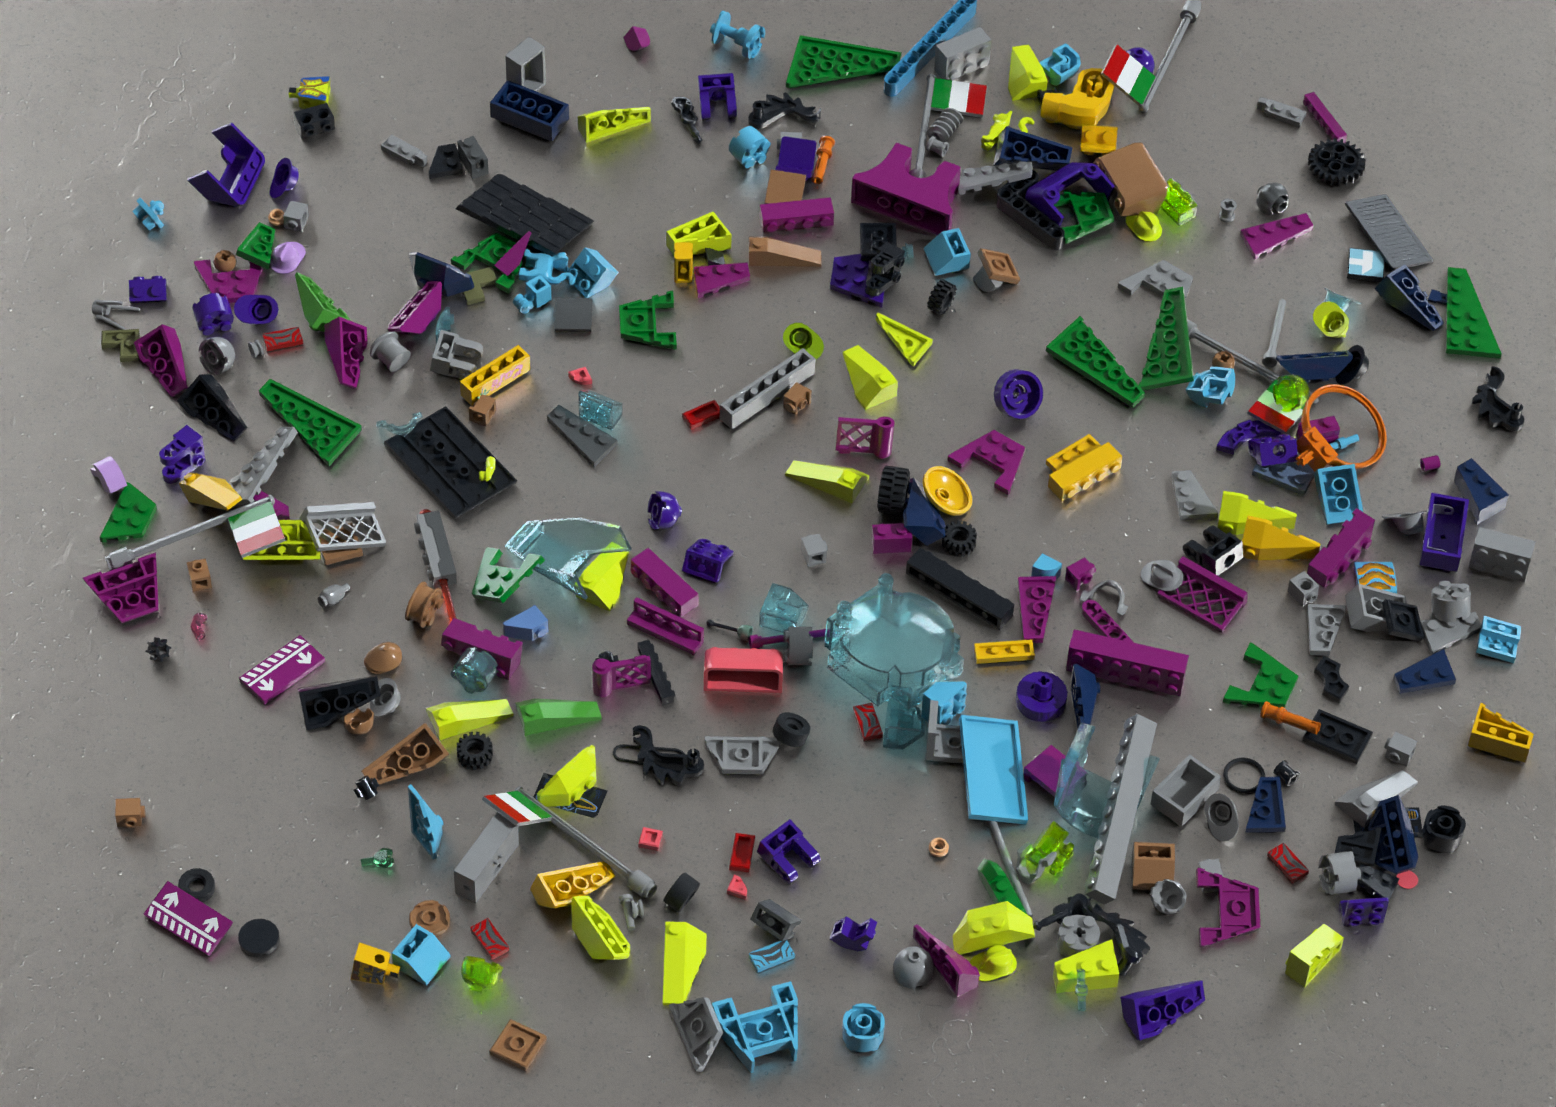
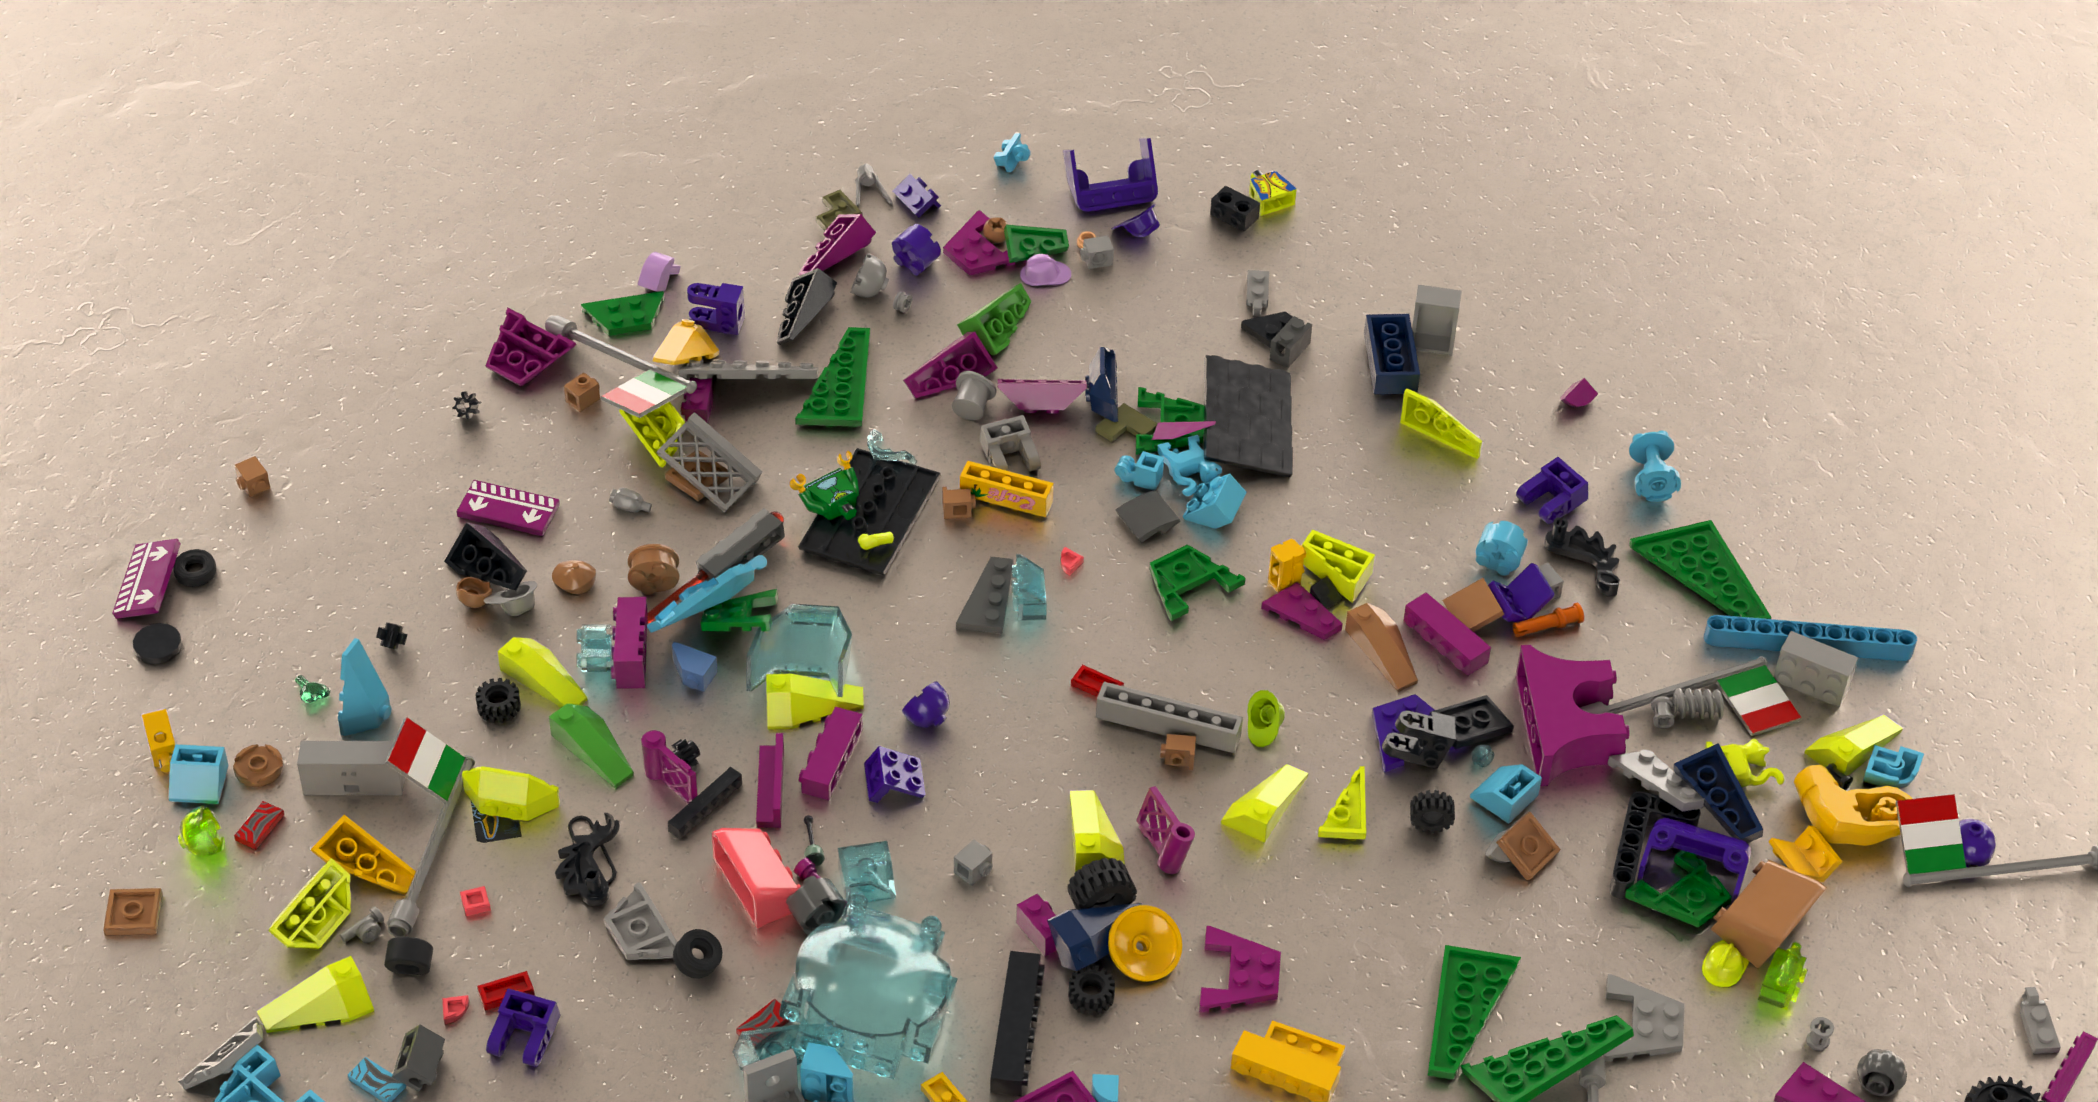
camera: 60 degrees right, 5 degrees down
(197, 621) = (519, 420): clear pink arm -> none
(256, 309) = (947, 276): dark purple piece -> none
(282, 339) = (934, 317): red tile -> none
(412, 754) = (454, 650): medium nougat wedge -> none
(427, 469) = (832, 493): none -> green torso
(444, 322) = (1049, 421): clear light blue slope -> none
(480, 580) = (708, 593): none -> medium azure windscreen
(685, 109) = (1517, 473): black piece -> none
(1009, 392) = (1356, 952): dark purple piece -> none

